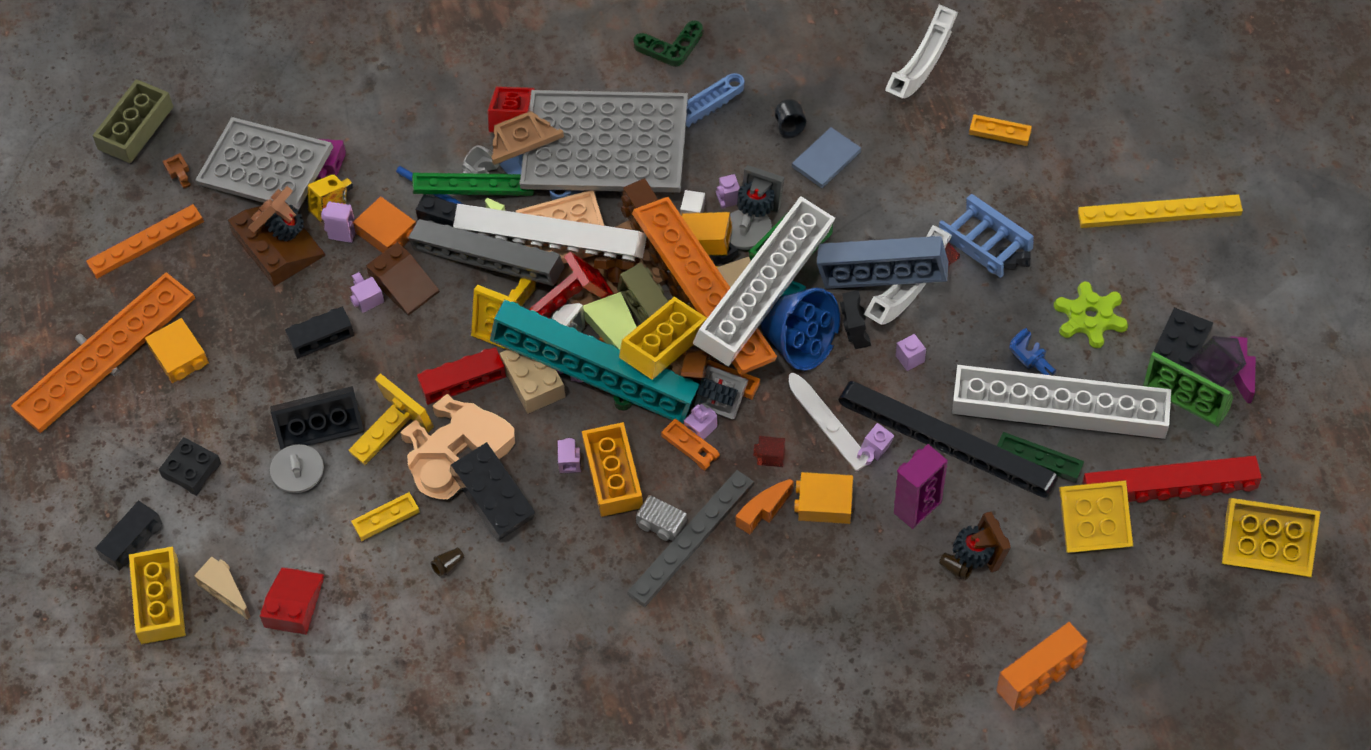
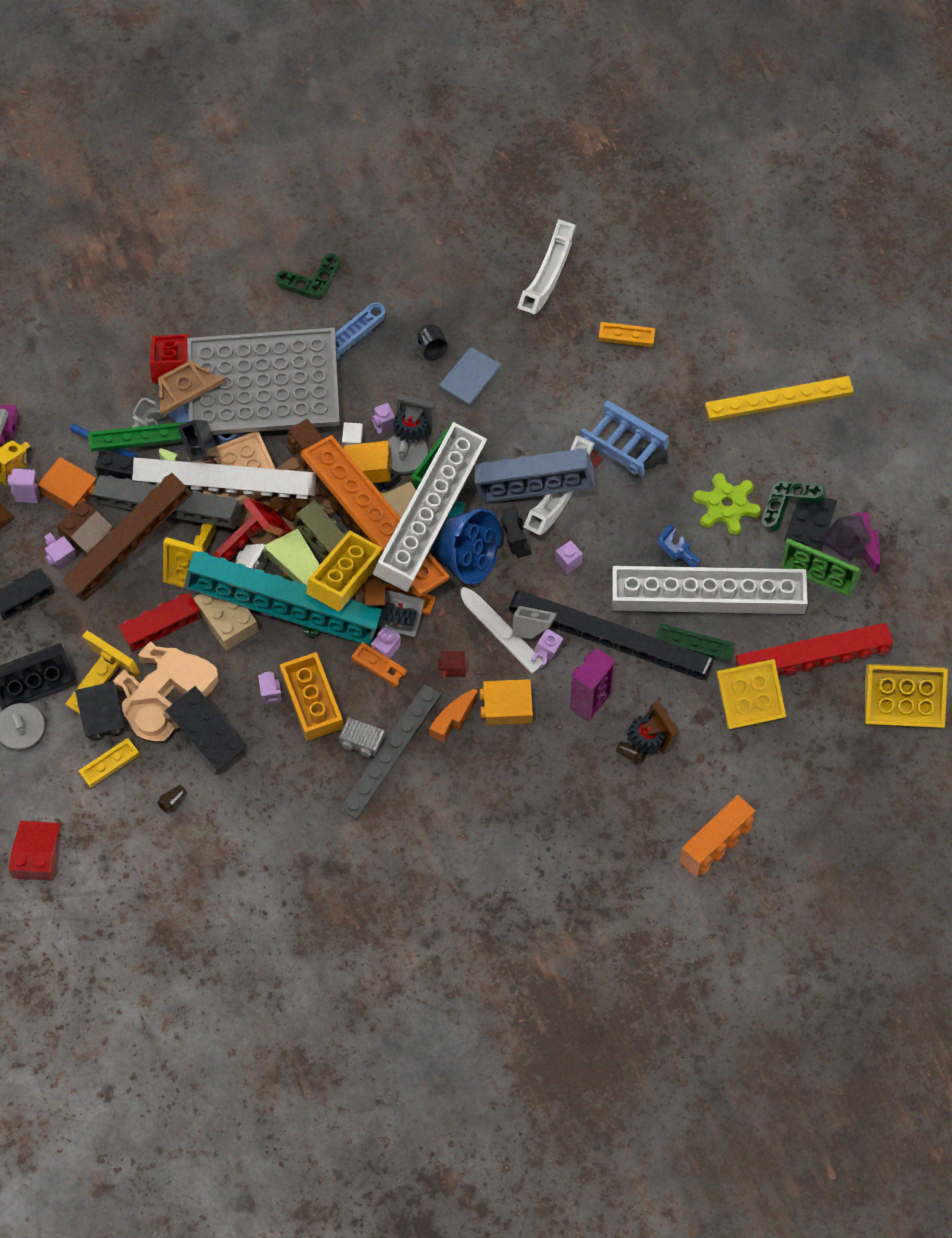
camera: 10 degrees left, 5 degrees up
(383, 459) = (100, 710): none -> black brick
(438, 282) = (127, 536): none -> reddish brown brick
(527, 191) = (198, 441): none -> black brick
(860, 415) = (531, 622): none -> light grey slope
(1158, 310) = (783, 498): none -> dark green beam

